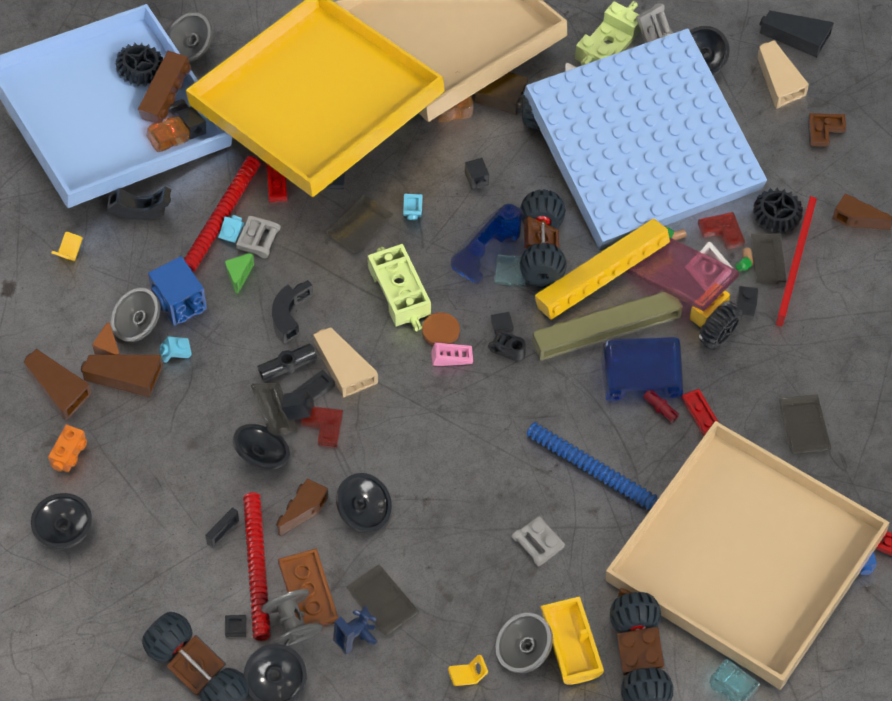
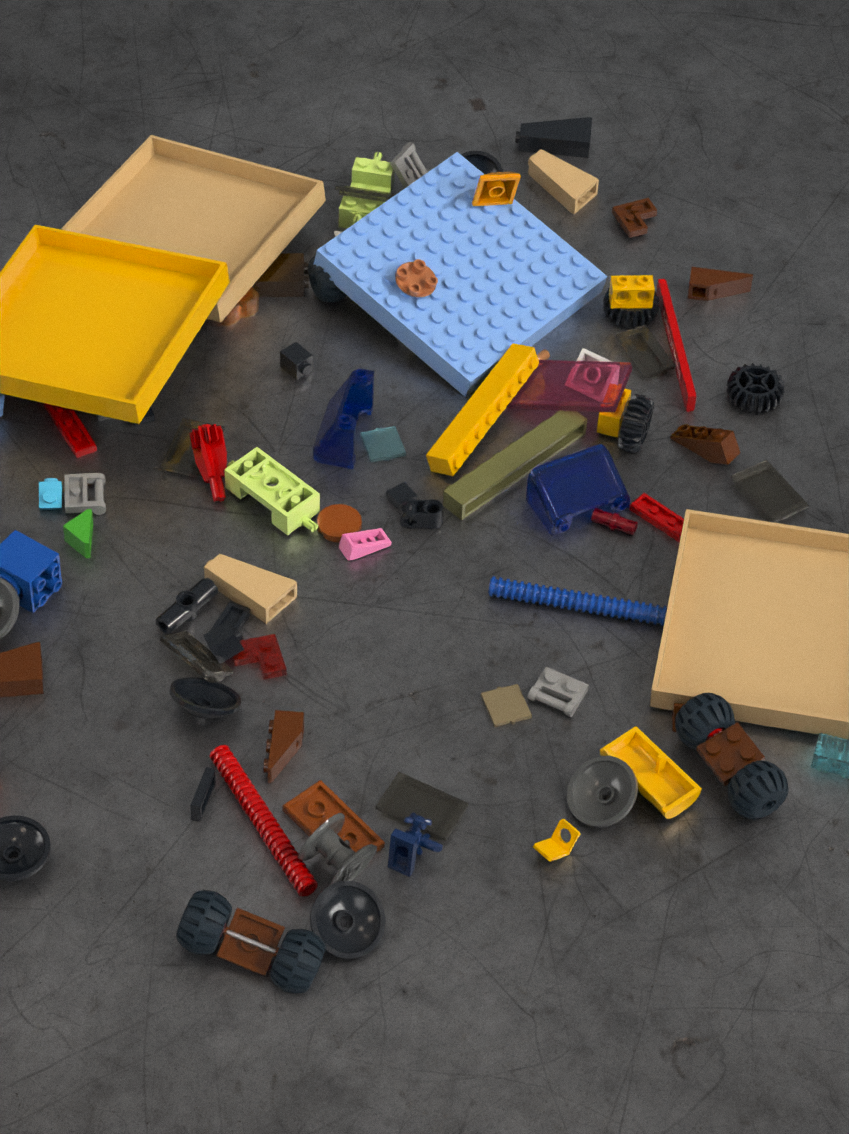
camera: 25 degrees left, 10 degrees down
(175, 347) = (49, 631): medium azure bracket -> none
(222, 210) = (31, 475): red piece -> none
(235, 625) = (270, 890): black tile -> none
(283, 323) = (158, 566): black arch -> none
(365, 238) = (210, 457): none -> red piece
(372, 499) = (351, 713): black dish -> none
(412, 206) = (243, 412): medium azure bracket -> none
(492, 537) = (506, 705): none -> dark tan piece
(542, 260) = (416, 419): black plate -> none
(595, 137) = (416, 279): none -> nougat dish
(604, 38) = (364, 193): none -> clear smoke piece
(700, 74) = (496, 189): none -> light orange slope
(723, 225) = (584, 335): clear red plate -> none
(746, 262) = (622, 355): green arm -> none
(747, 300) = (650, 388): black brick -> none
(775, 361) = (709, 443): none -> reddish brown slope
(777, 202) = (631, 291): none -> yellow brick
(840, 329) = (755, 388): none -> black gear

